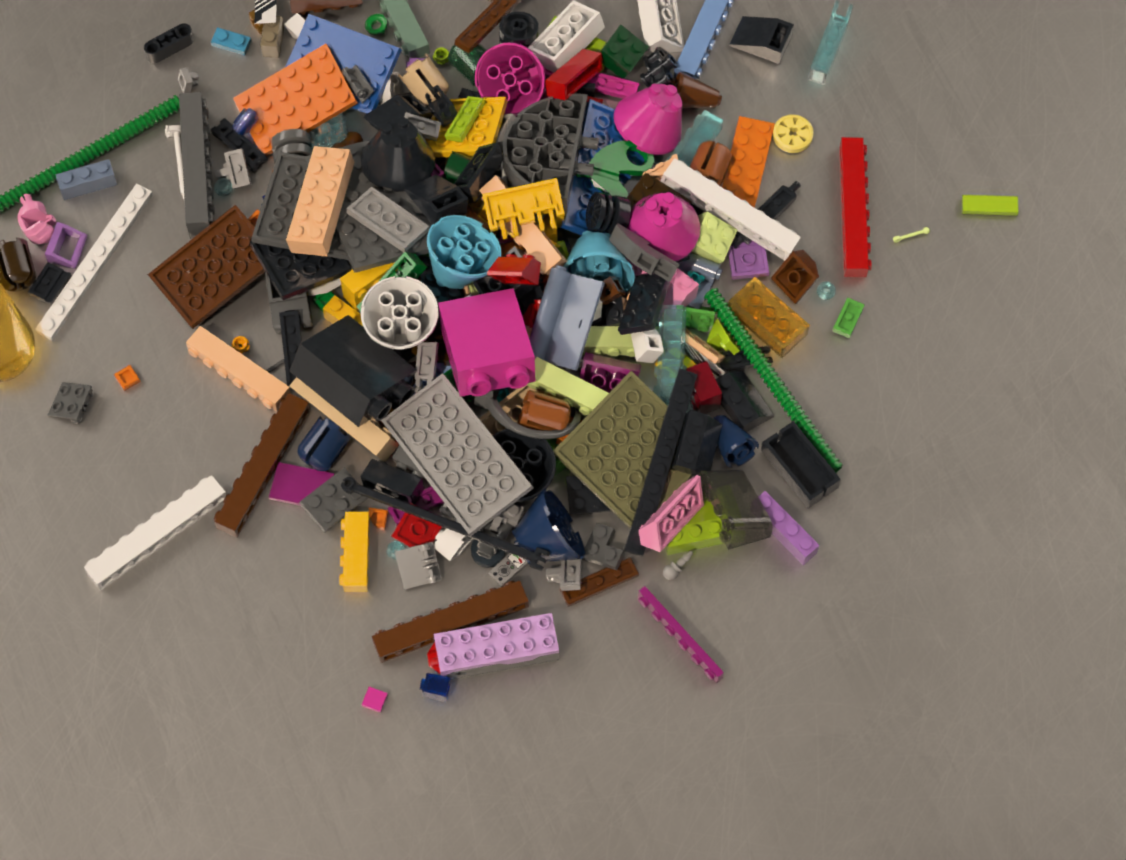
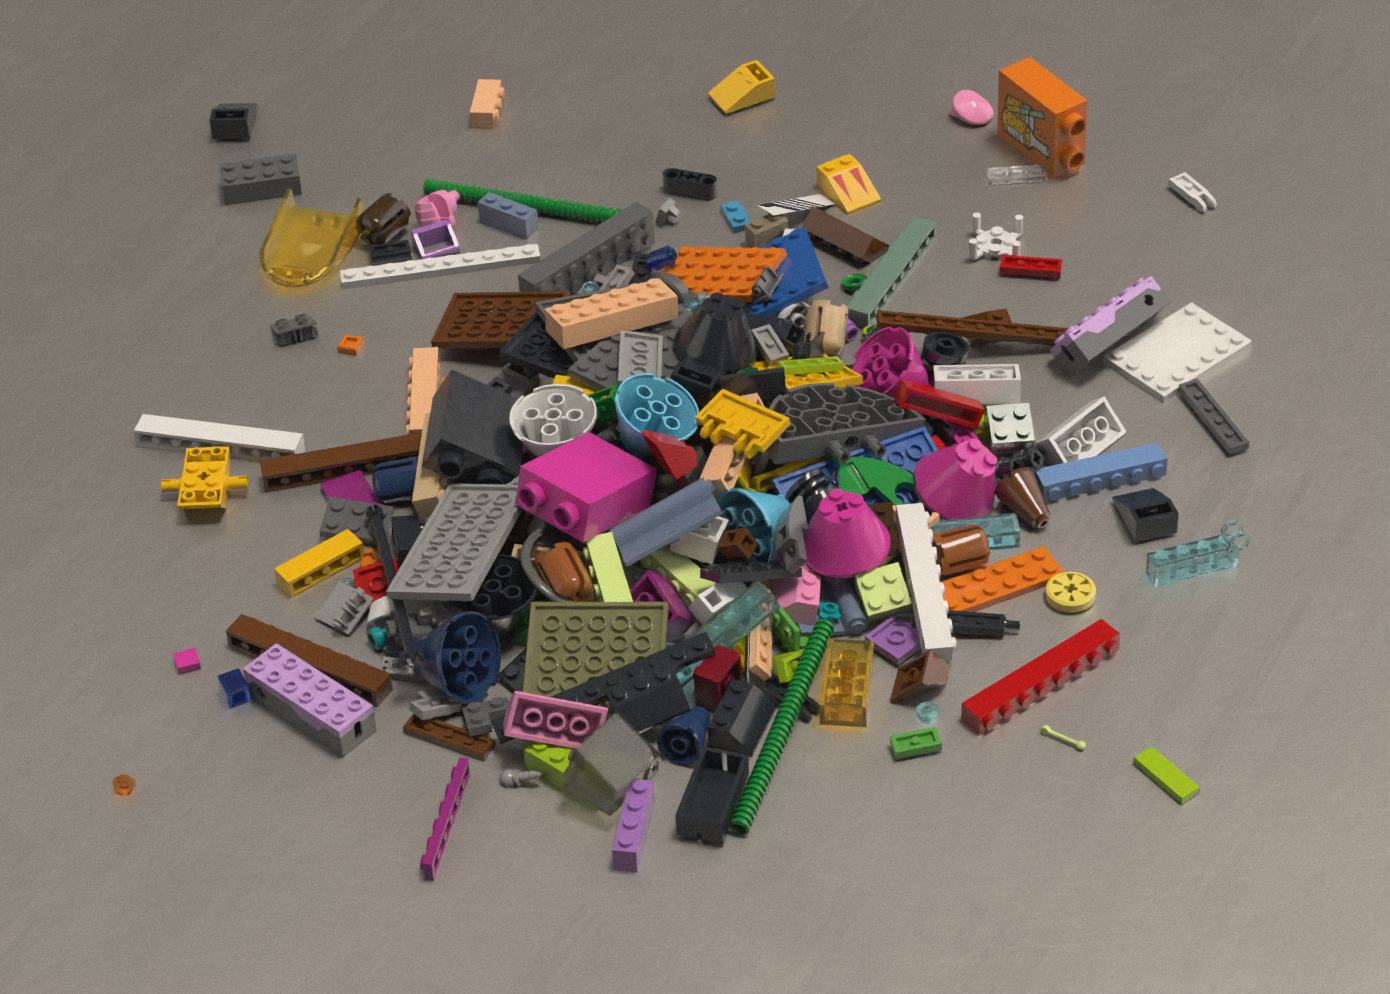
camera: 55 degrees right, 25 degrees down
(184, 565) = (205, 479): none -> yellow slope
(467, 564) = (377, 638): none -> teal tile
(468, 817) = (123, 784): none -> clear orange plate

